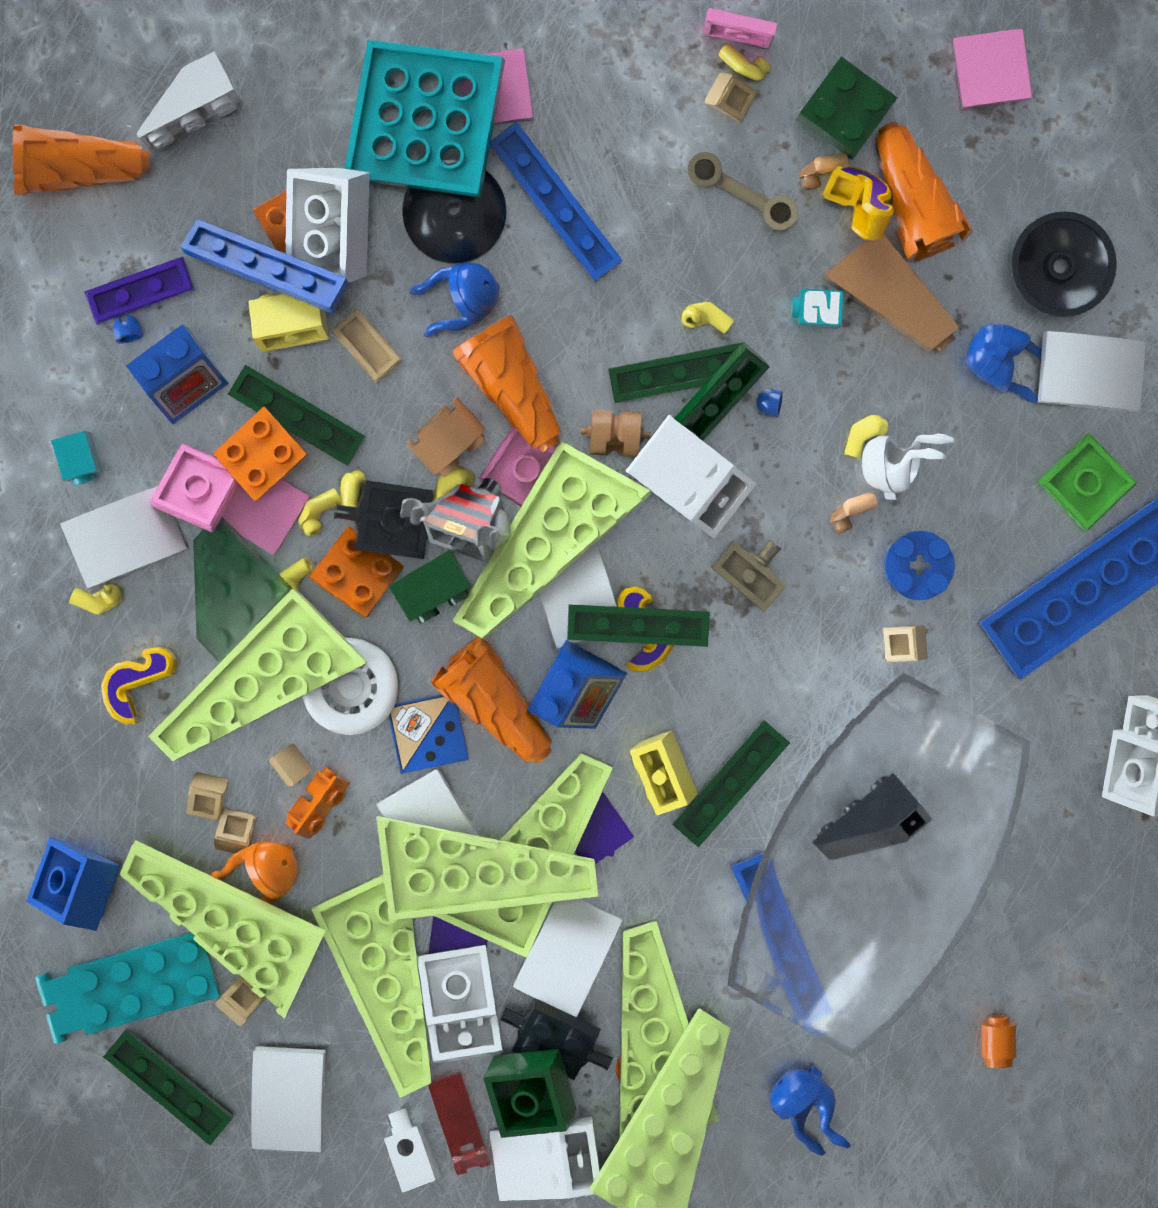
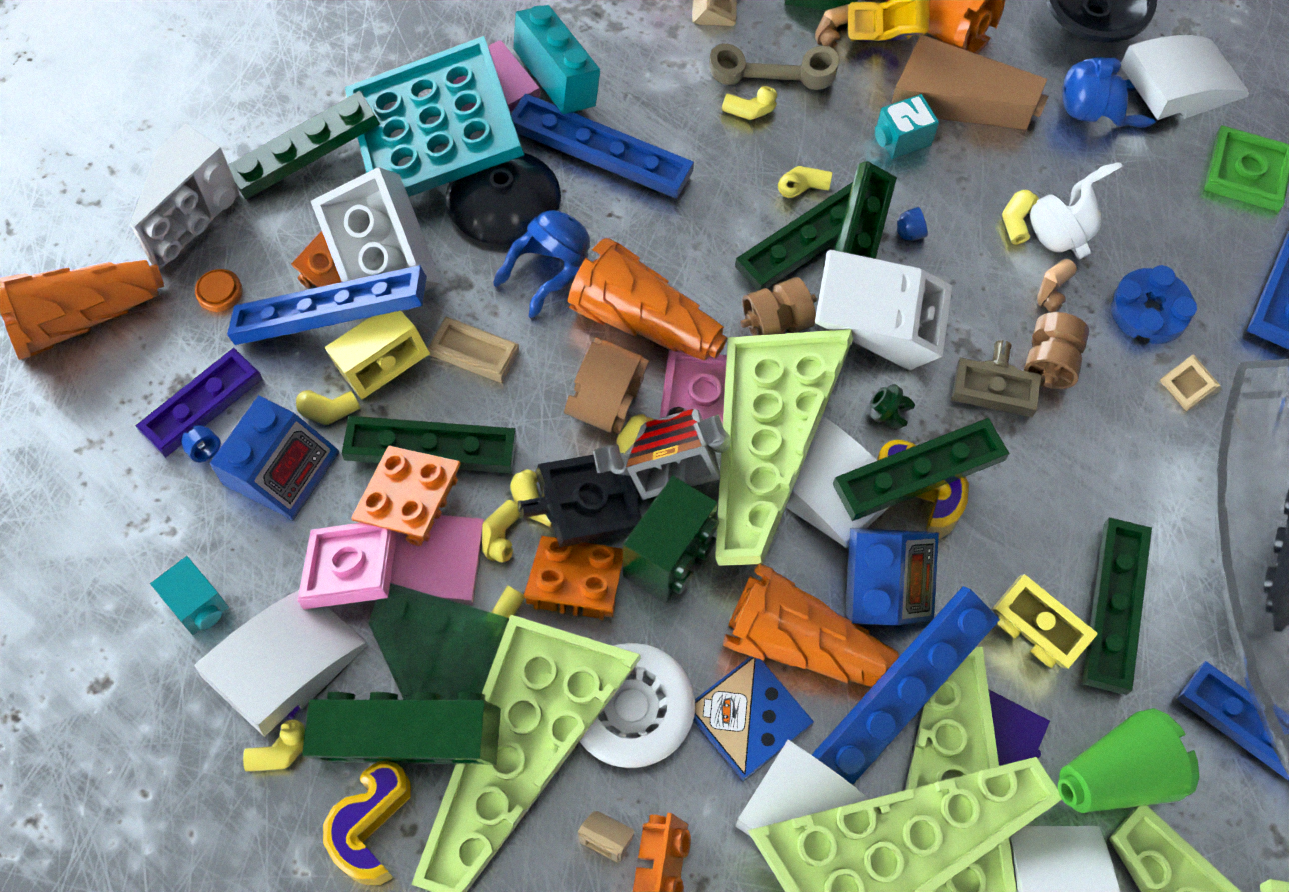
camera: 30 degrees left, 25 degrees down
(182, 635) = (402, 730): none -> dark green brick
(190, 191) = (218, 290): none -> orange piece
(229, 345) = (324, 409): none -> light yellow arm
(309, 86) = (303, 145): none -> plate
(539, 771) = (907, 685): none -> blue plate
(555, 103) = (556, 59): none -> teal brick
(652, 898) = (1132, 766): none -> bright green cone
(656, 549) = (886, 404): none -> dark green plate
(705, 222) = (751, 108): none -> light yellow arm
(813, 569) = (1057, 349): none -> medium nougat wheel

